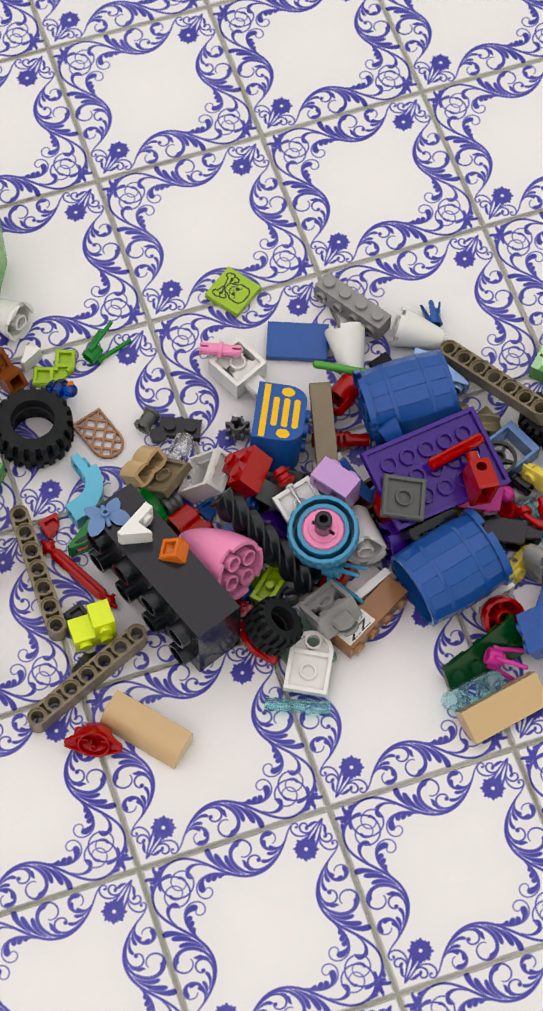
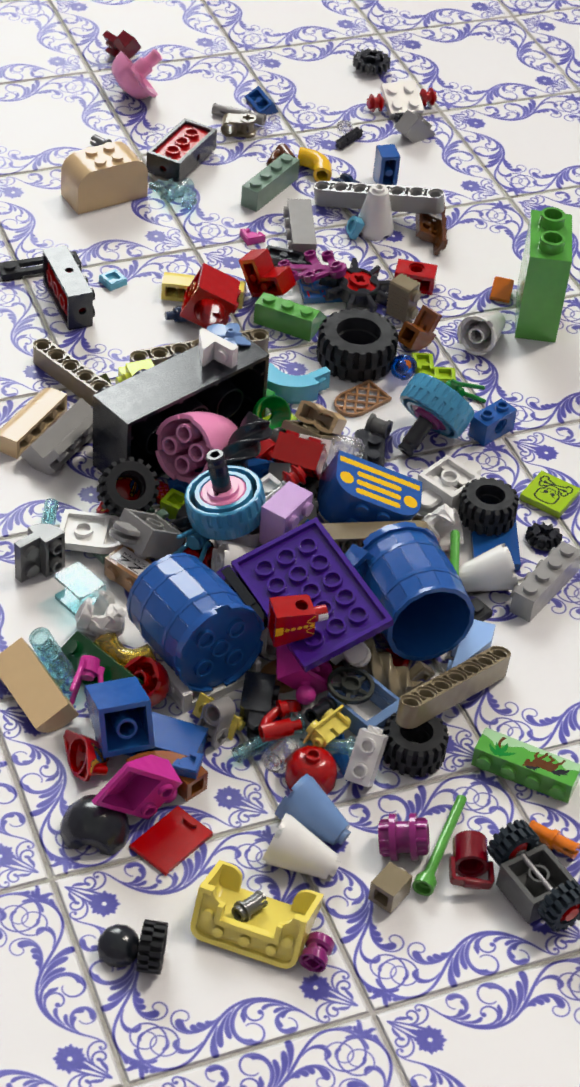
camera: 85 degrees right, 20 degrees down
(30, 357) = (439, 348): white slope -> none
(93, 740) = (20, 385): red hat -> none
(142, 324) = (492, 422): none -> blue brick
(148, 364) = (435, 408): none -> dark azure wheel
(174, 550) = (190, 379): orange slope -> none
(174, 690) = (61, 439): none -> light grey brick
(220, 349) = (459, 458): bright pink pin -> none
(275, 323) = (488, 506): none -> black tyre
(285, 310) = (542, 542): none -> black gear
(298, 374) = (442, 522): none -> white helmet
(346, 706) = (39, 552): none -> dark grey brick
(387, 672) = (78, 585): none -> clear light blue piece
(403, 498) = (266, 558): dark grey tile -> none
(415, 331) = (520, 626): white cone -> none
(422, 653) = (101, 617): none -> white helmet
(434, 313) = (543, 652): blue piece -> none
(455, 451) = (333, 605): red axle -> none
(463, 637) = (111, 645): none -> clear yellow cylinder

